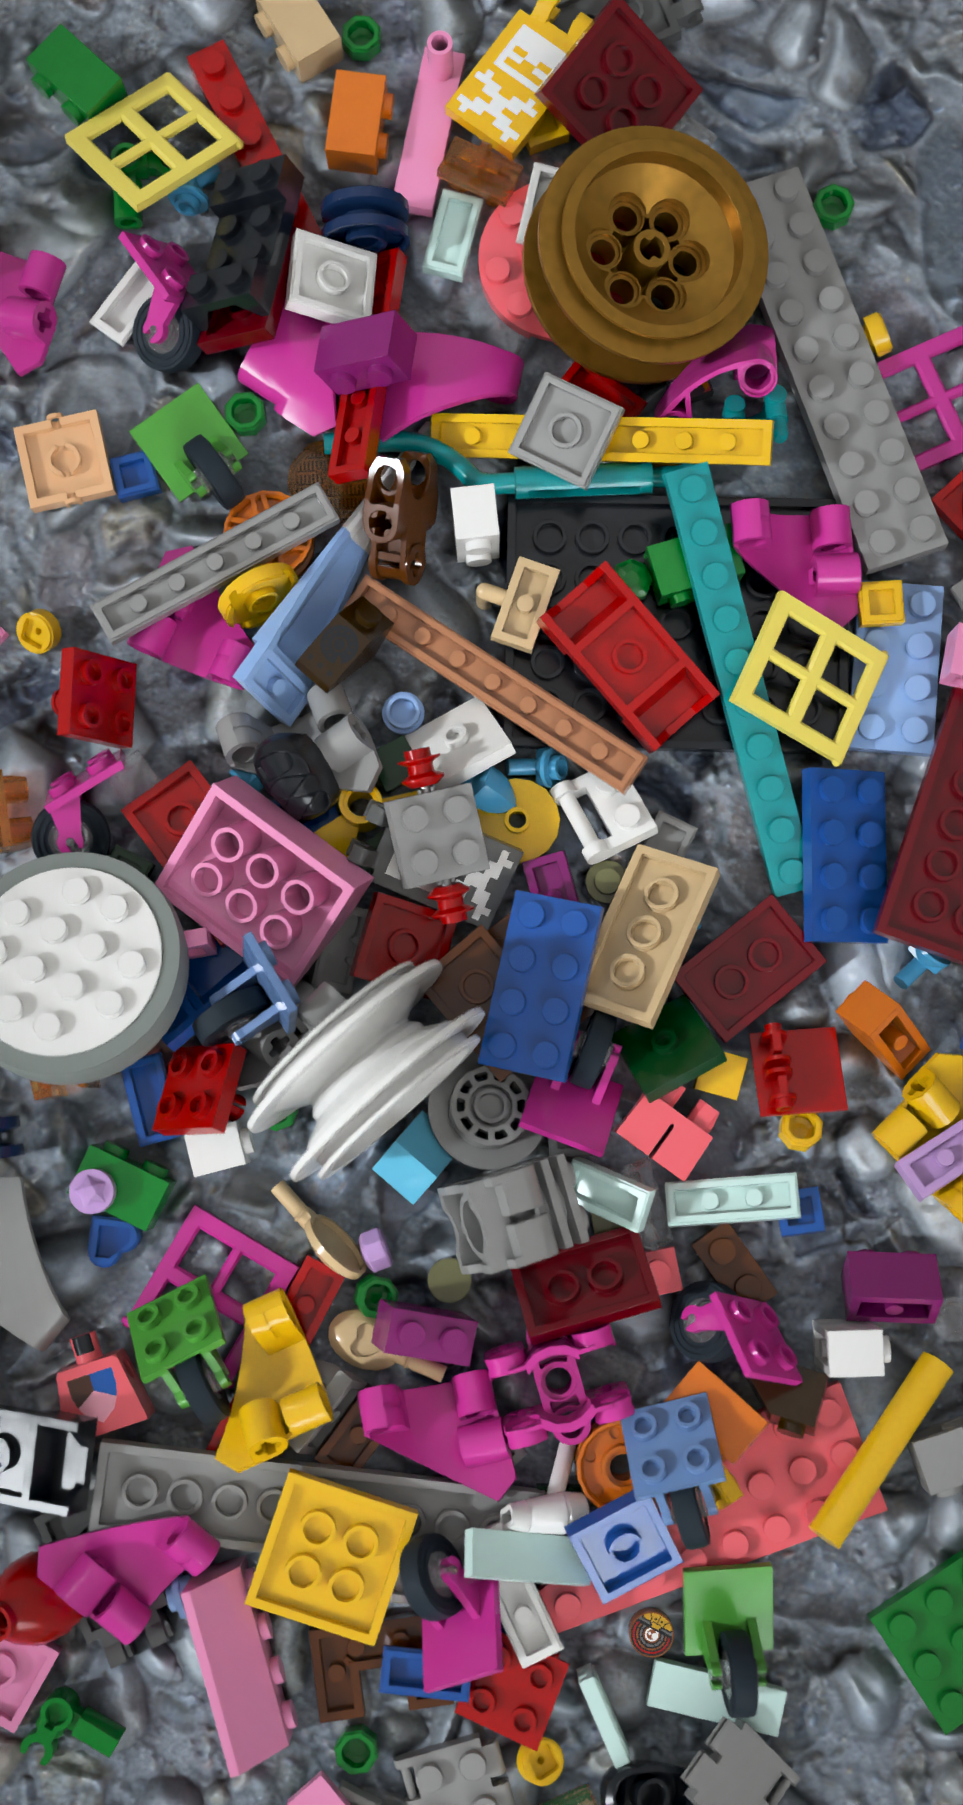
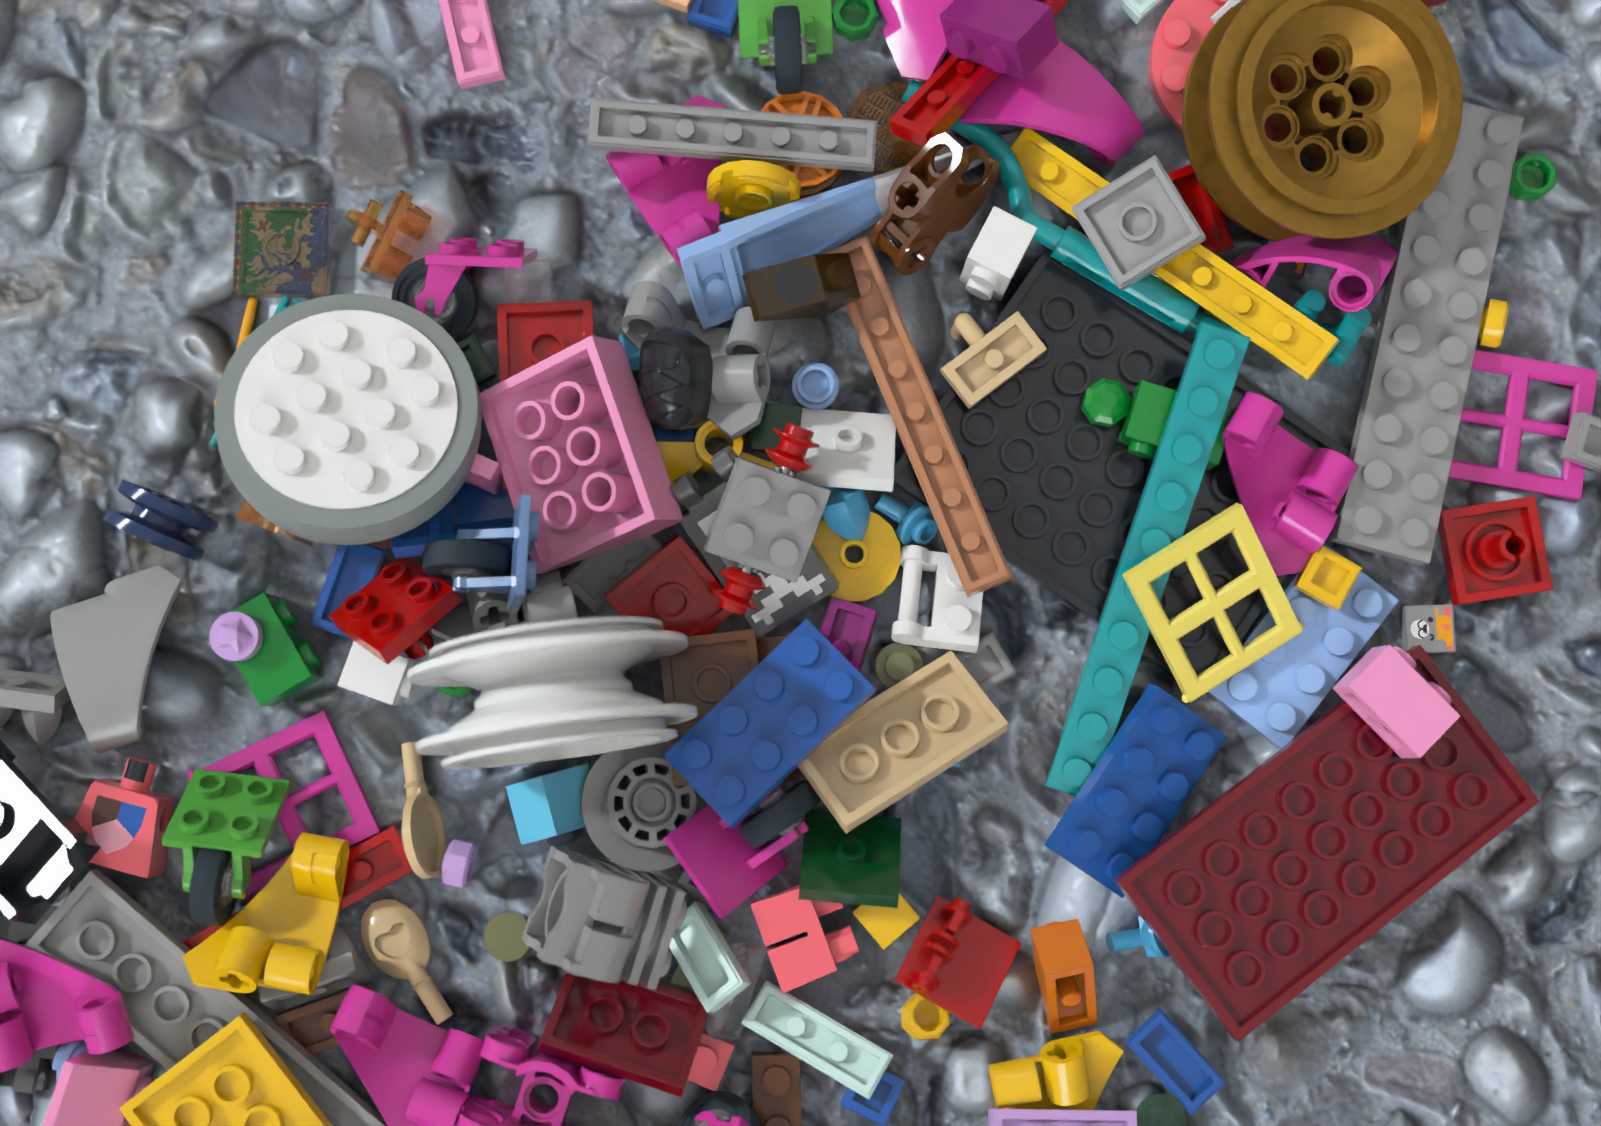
camera: 30 degrees right, 0 degrees up
(38, 631) = (533, 92): yellow tile -> none
(95, 698) = (542, 187): red plate -> none
(110, 1239) = (226, 692): blue tile -> none
(370, 1290) = (430, 905): green tile -> none
(424, 1332) = (450, 970): magenta brick -> none
(628, 657) = (1056, 471): red piece -> none
(748, 968) = (976, 834): dark red plate -> none

